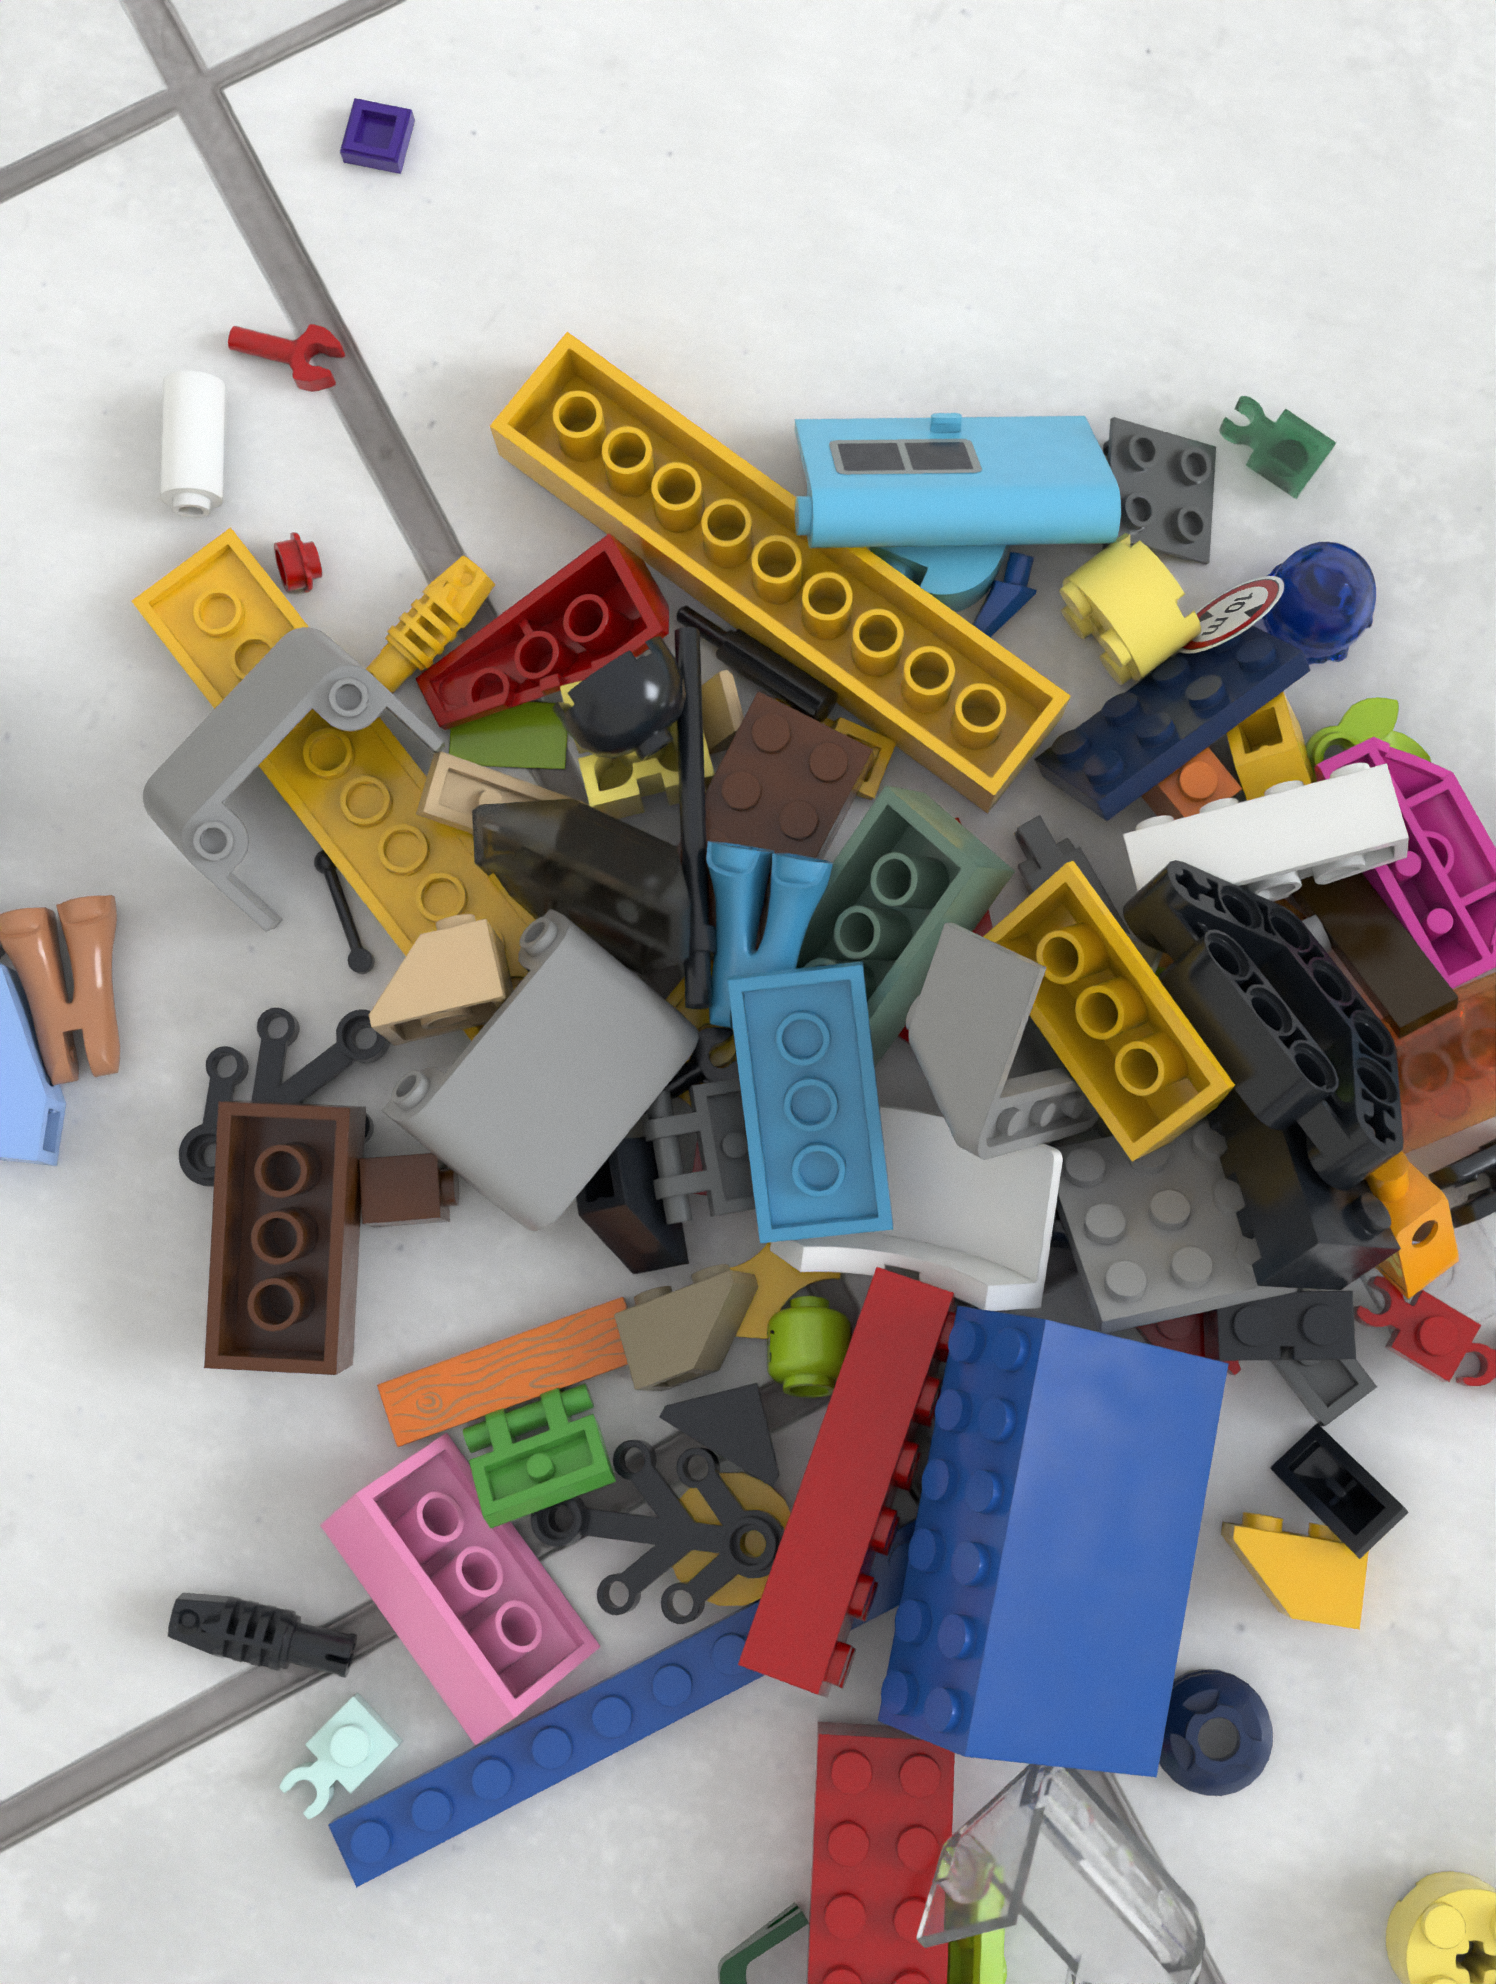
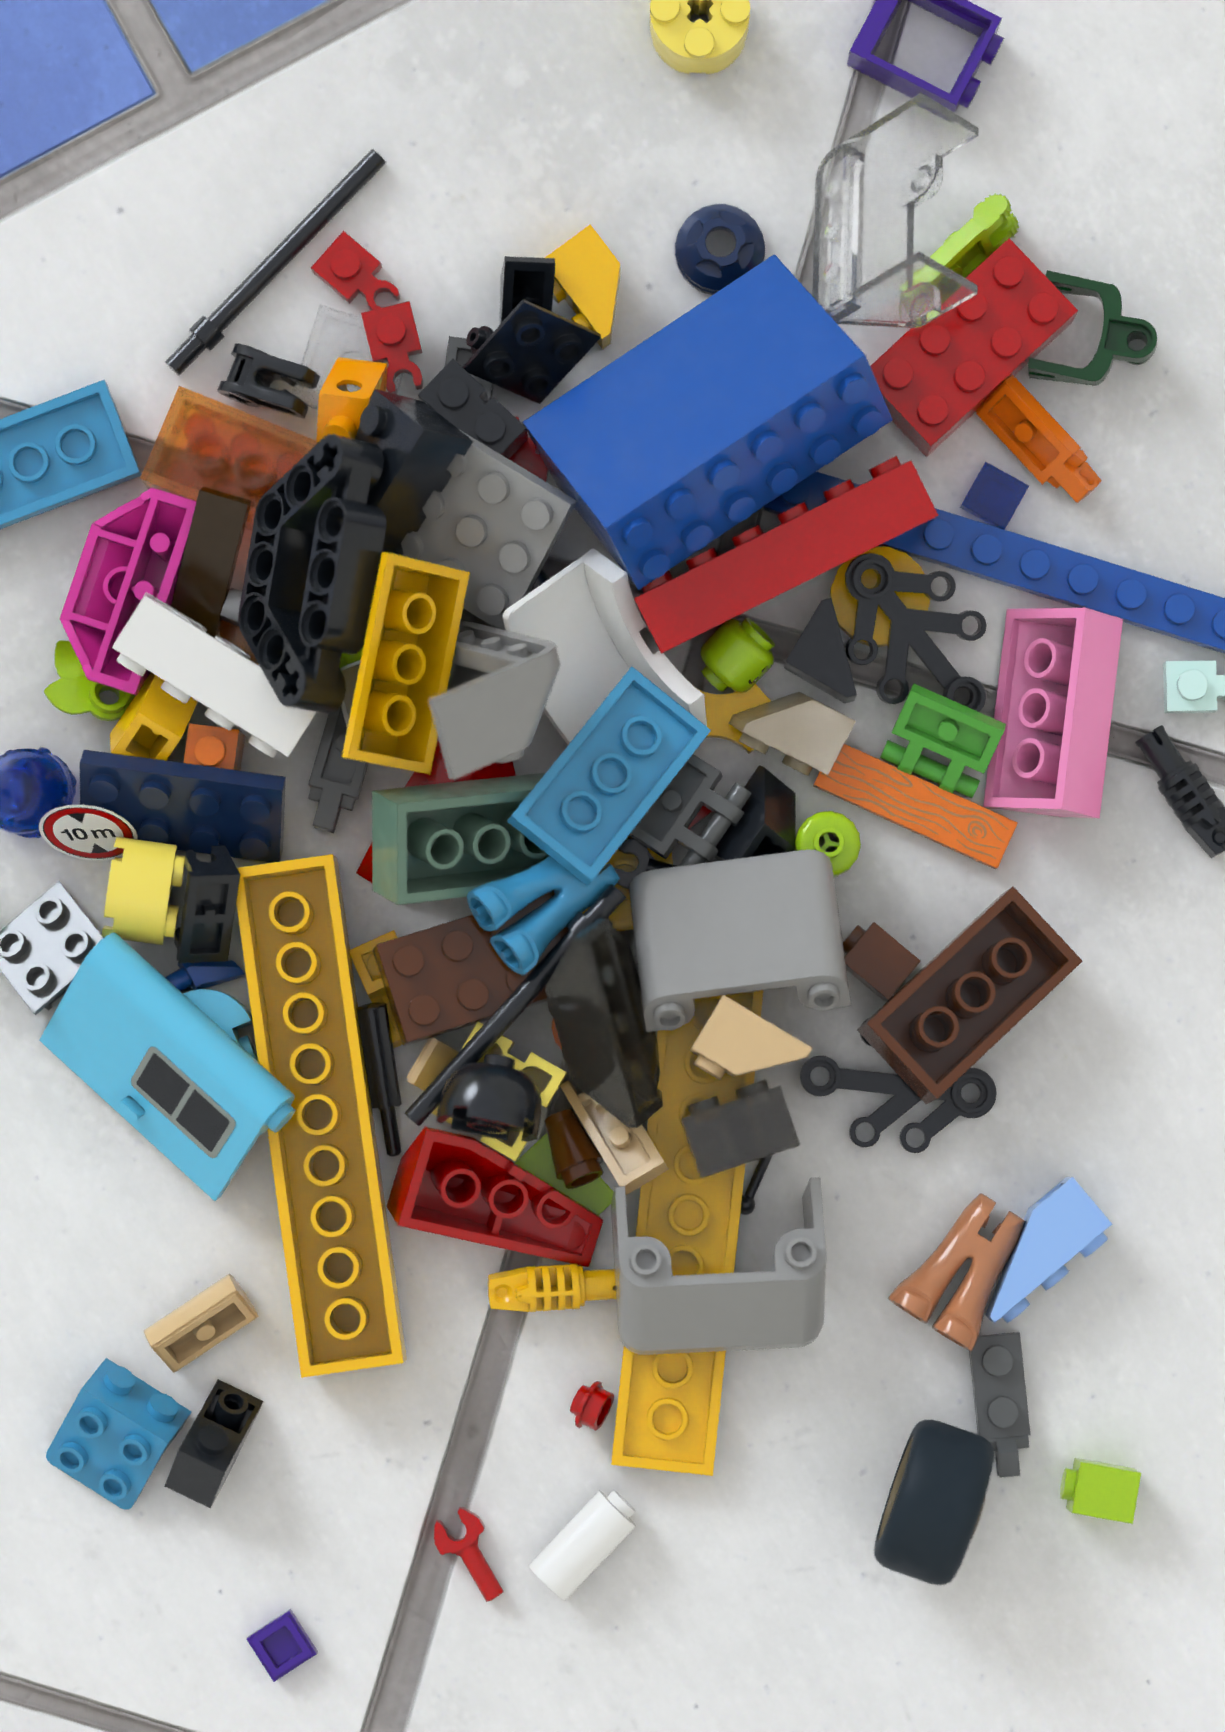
camera: 140 degrees left, 5 degrees up
(379, 897) = (738, 1130): none -> clear smoke brick
(526, 757) = (572, 1150): none -> reddish brown cone
(574, 1262) = (838, 825): none -> lime head
(595, 230) = (213, 1443): none -> black slope
(686, 167) = (116, 1434): none -> dark azure bracket
(705, 315) = (201, 1323): none -> tan brick
(715, 1747) = (994, 496): none -> clear blue tile
(725, 1846) = (1038, 439): none -> orange hinge
(1058, 643) = (207, 908): none -> black hinge
(1292, 1443) = (528, 350): none -> black hinge

